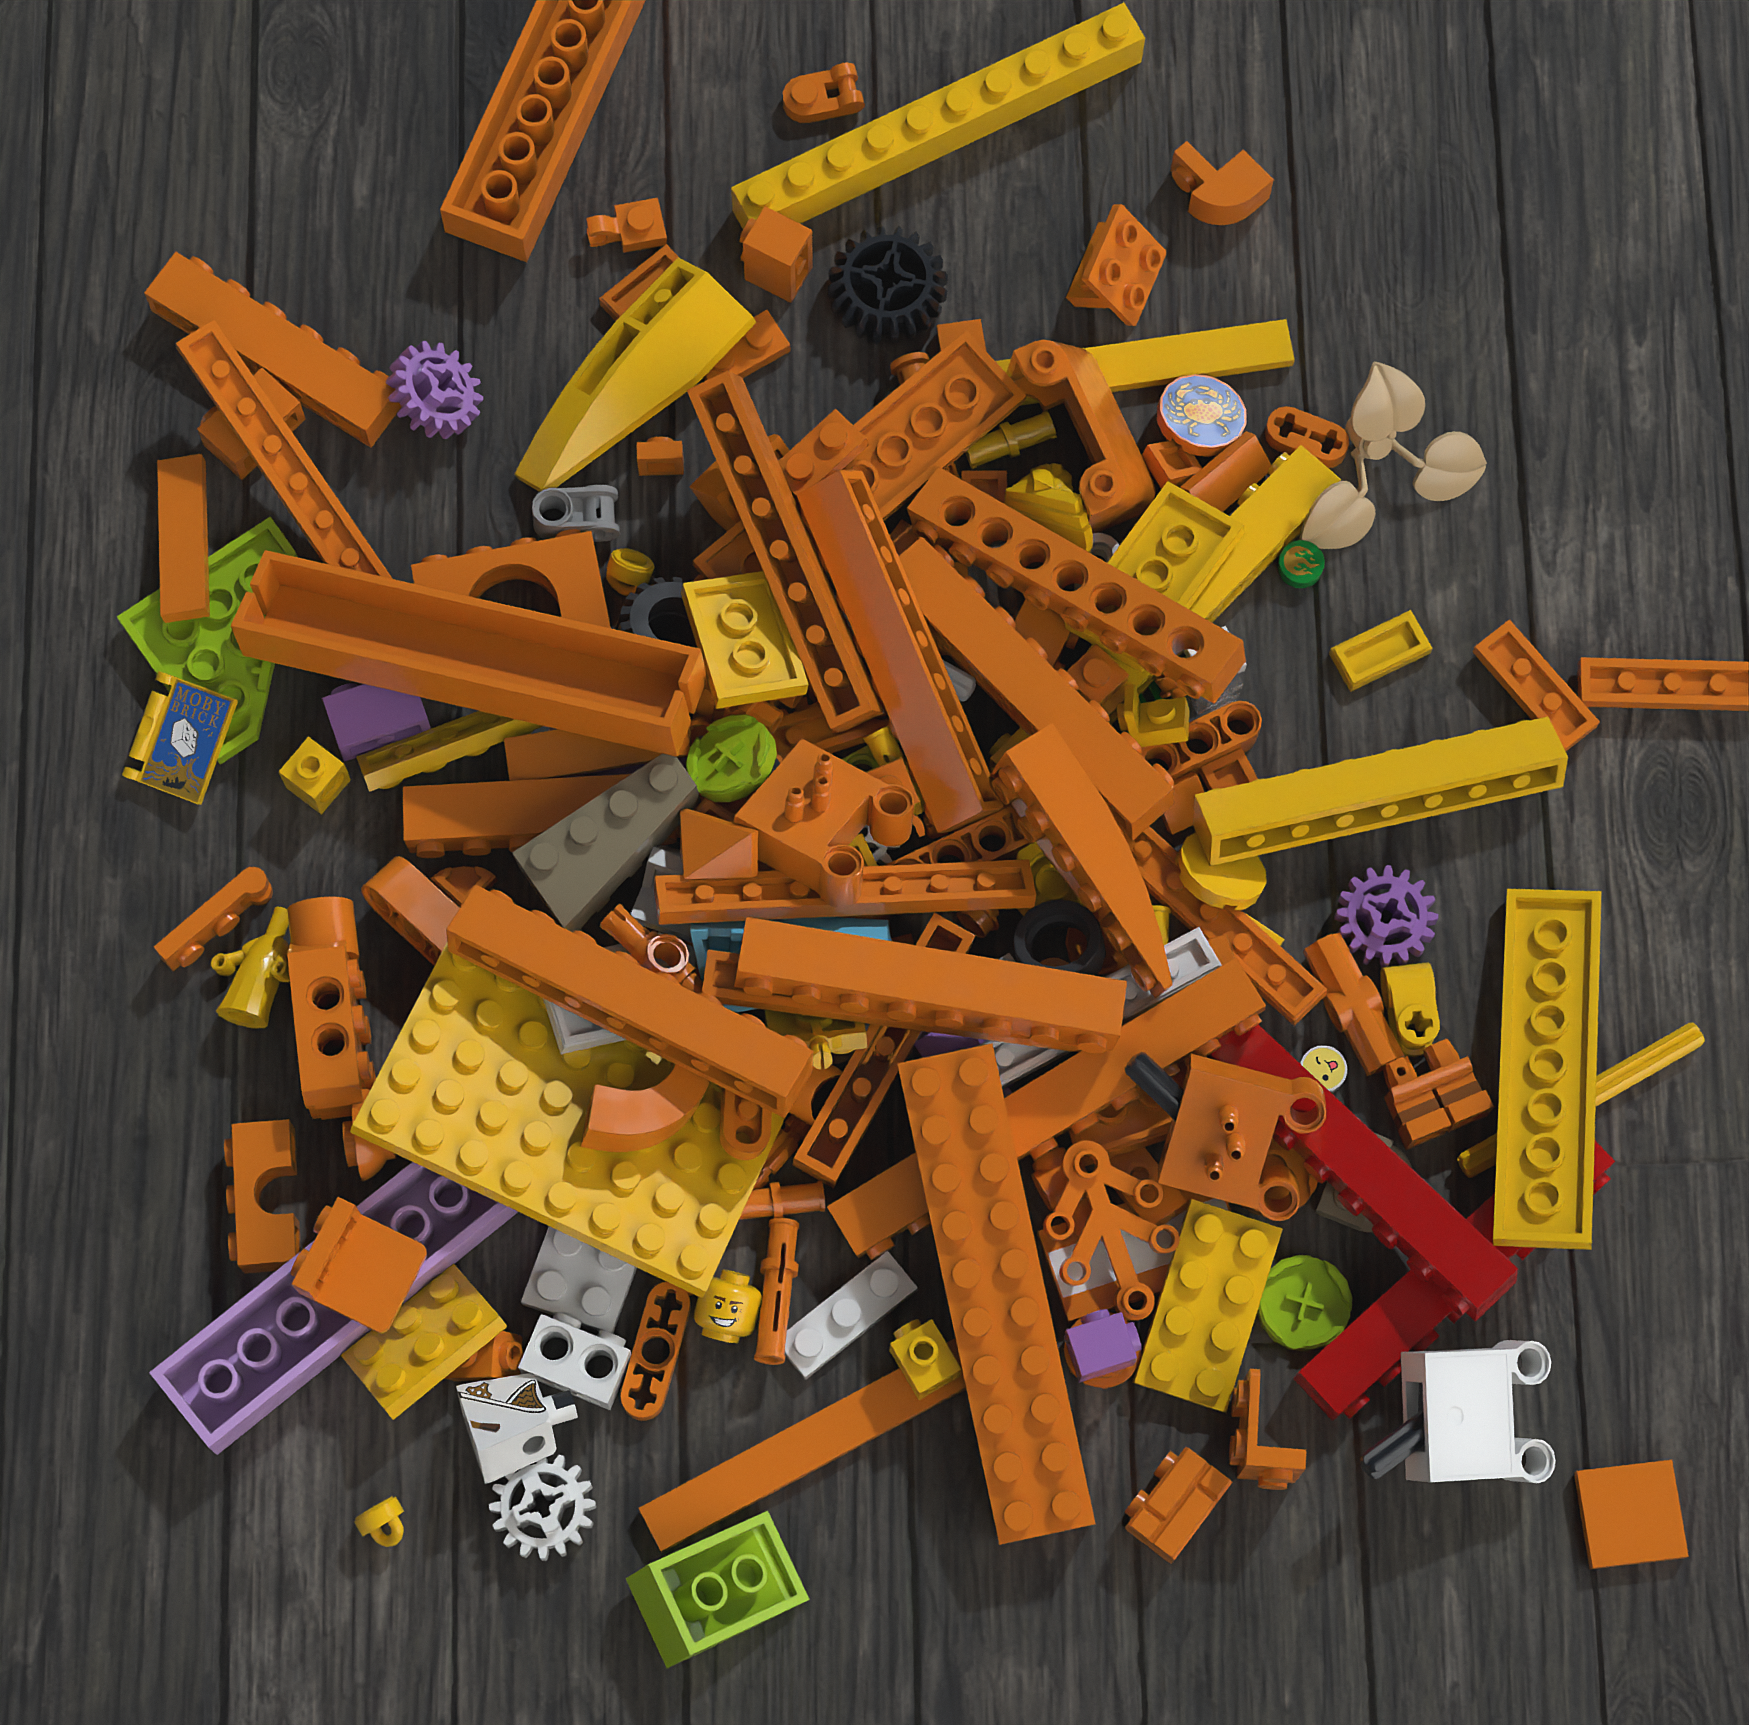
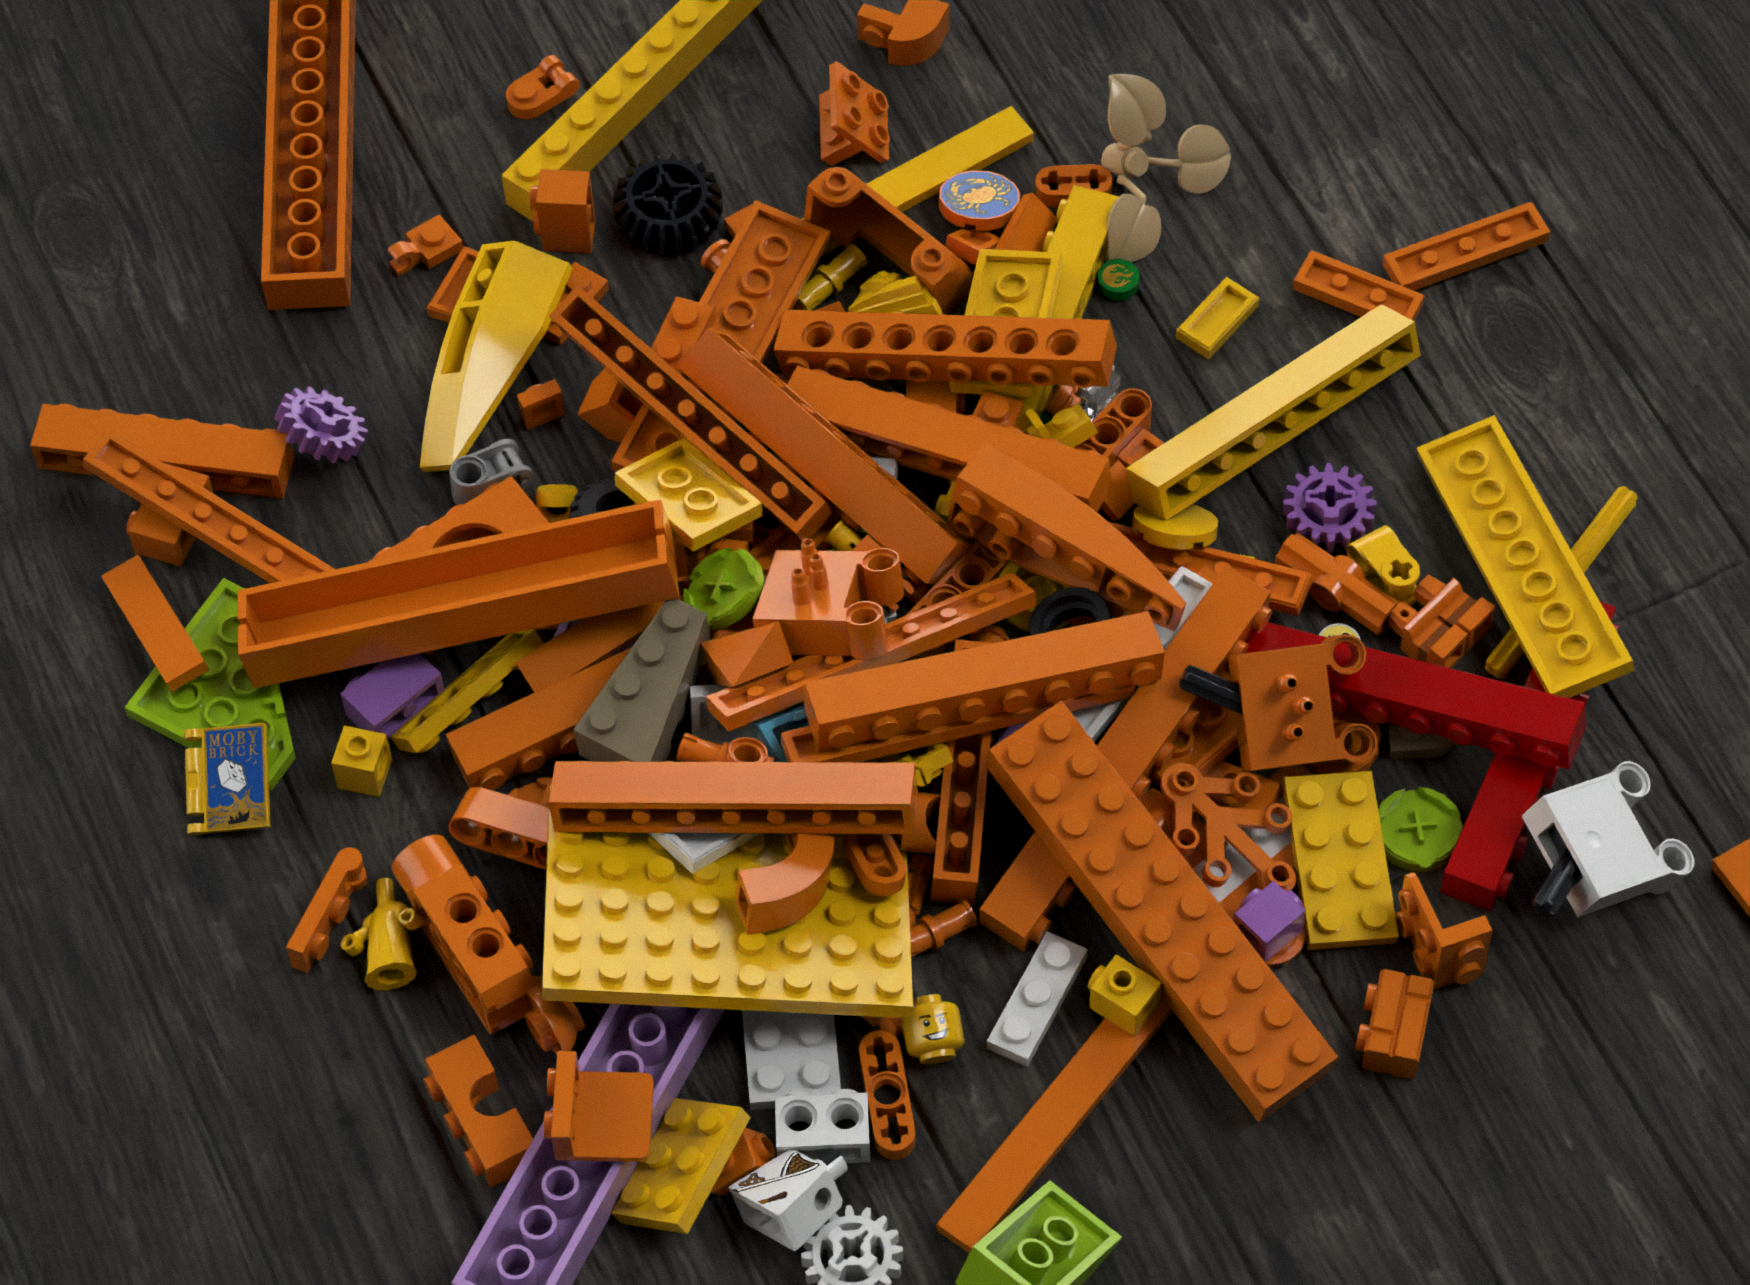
camera: 20 degrees left, 15 degrees down
(776, 1289) = (962, 984): orange pin -> none

